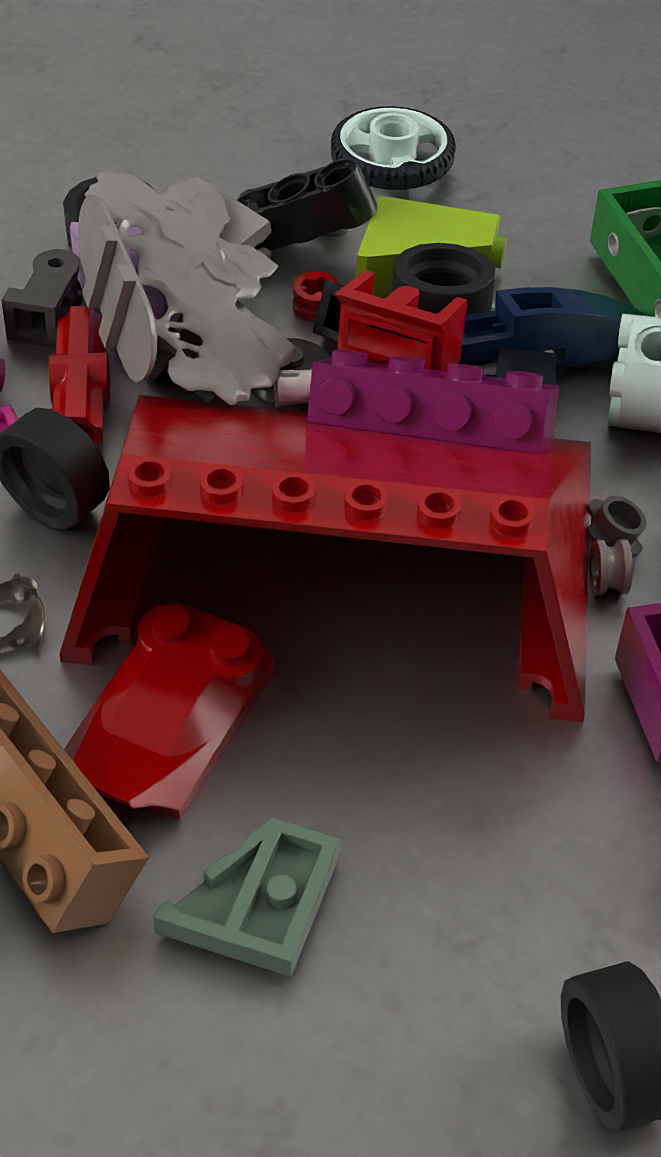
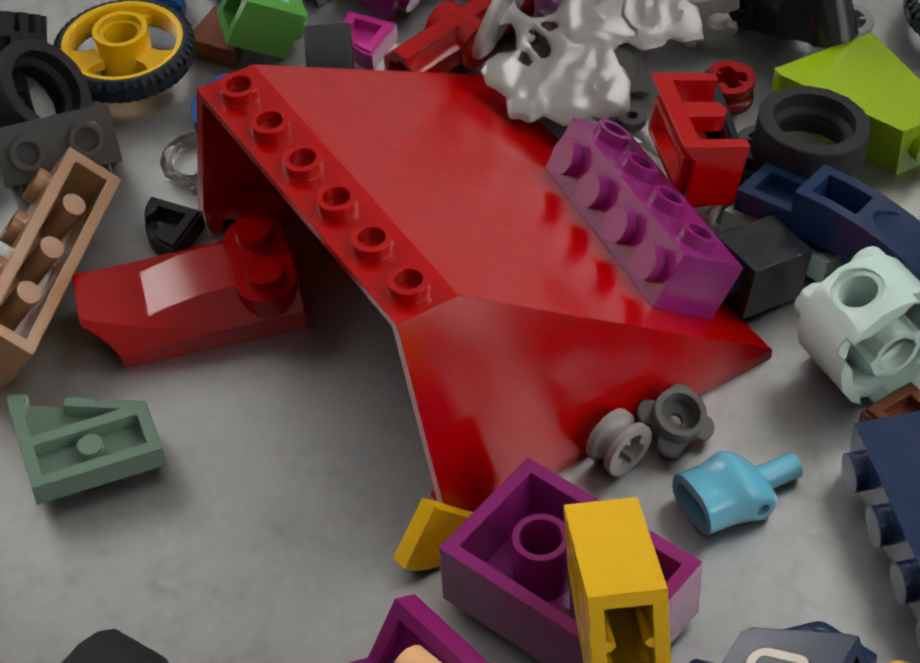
camera: 55 degrees right, 0 degrees up
(57, 685) = (171, 225): none -> black tile
(599, 728) = (427, 531): none -> yellow tile

